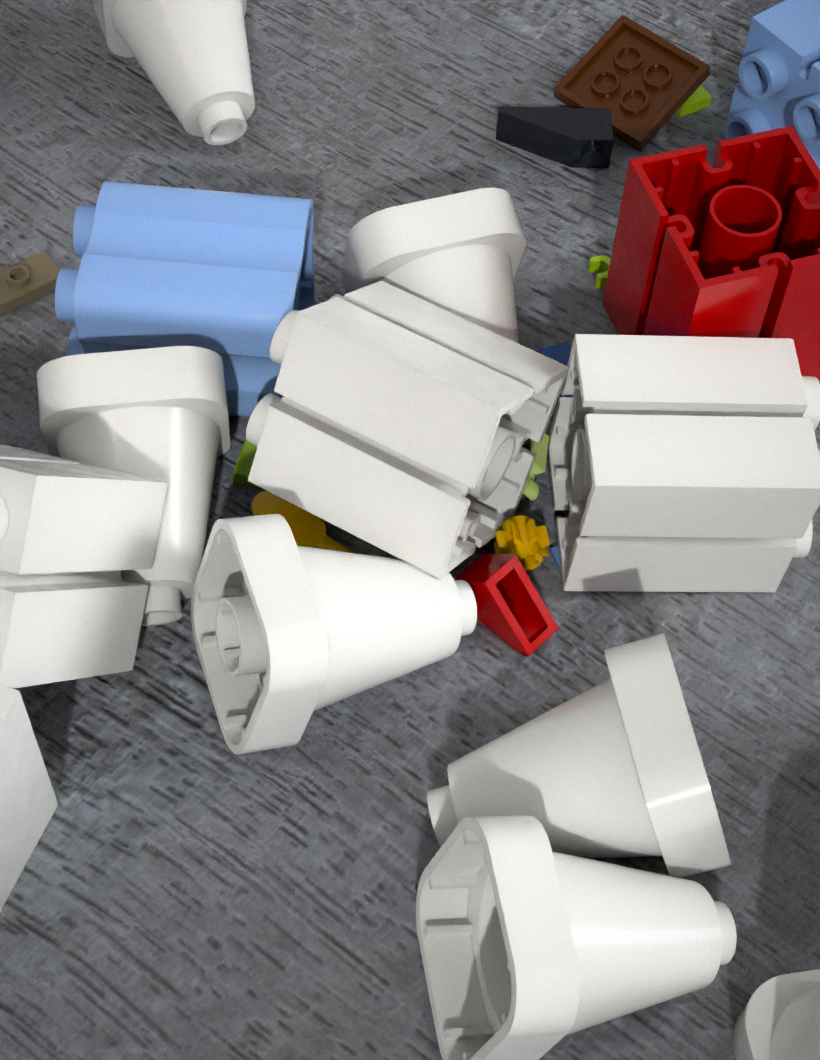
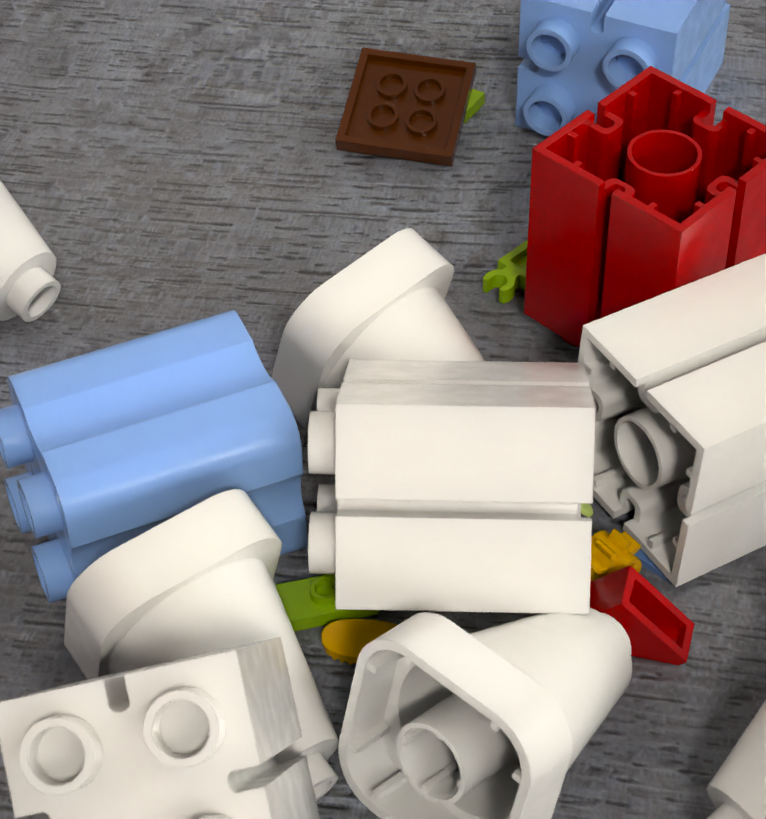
camera: 25 degrees left, 10 degrees down
(560, 134) = (372, 178): black slope -> none

